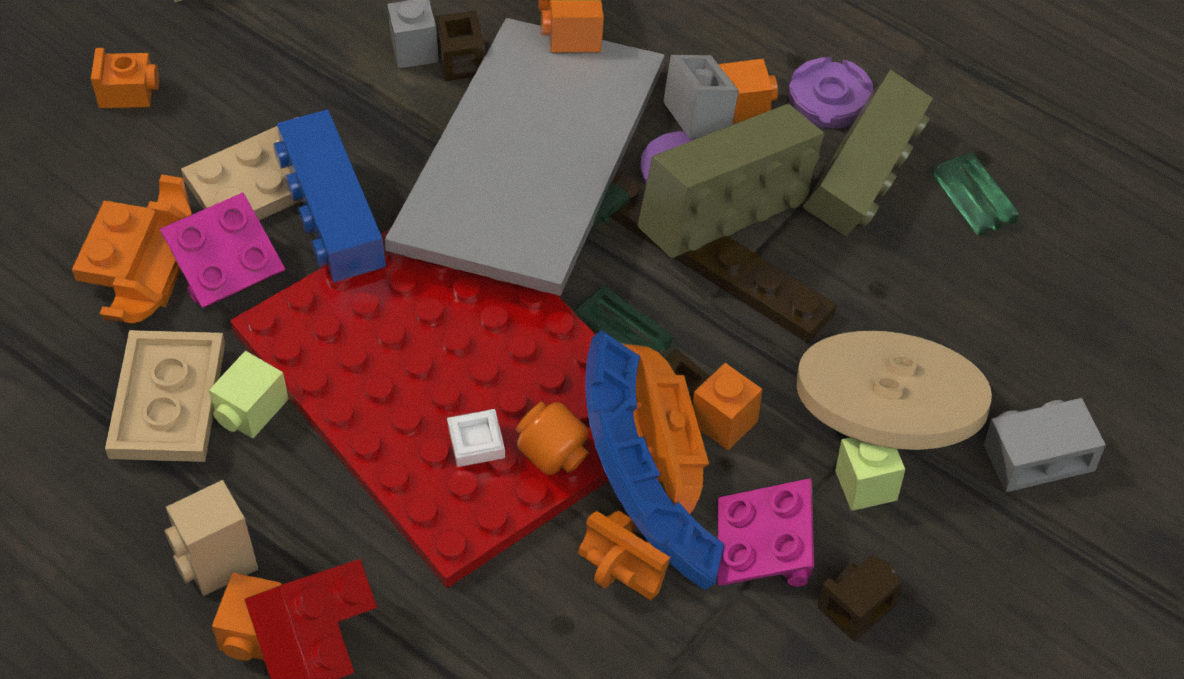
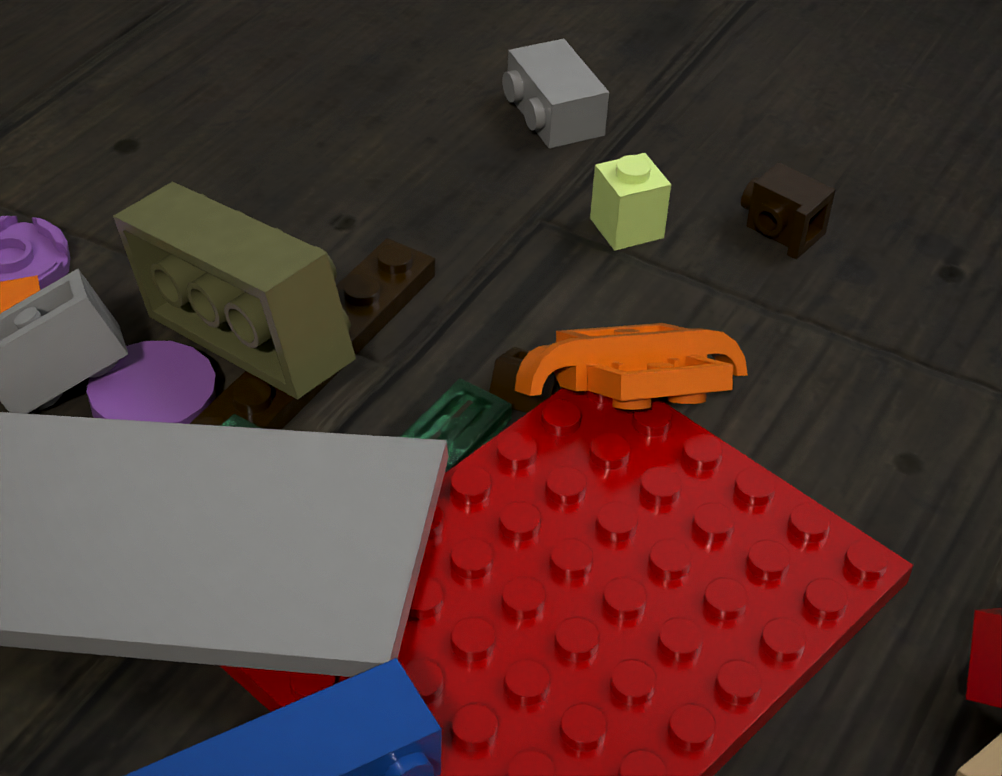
camera: 100 degrees left, 10 degrees down
(476, 438) = (702, 539): white tile -> none
(552, 438) = (696, 440): orange head -> none
(622, 555) = (810, 394): orange hips -> none
(631, 470) = (758, 345): blue tile -> none
(727, 406) = (571, 300): orange brick -> none
(767, 534) = (735, 280): dark pink hinge -> none
(868, 154) = (91, 187): olive brick -> none
(893, 390) = (527, 174): tan plate -> none
(968, 195) = (191, 143): clear green tile -> none

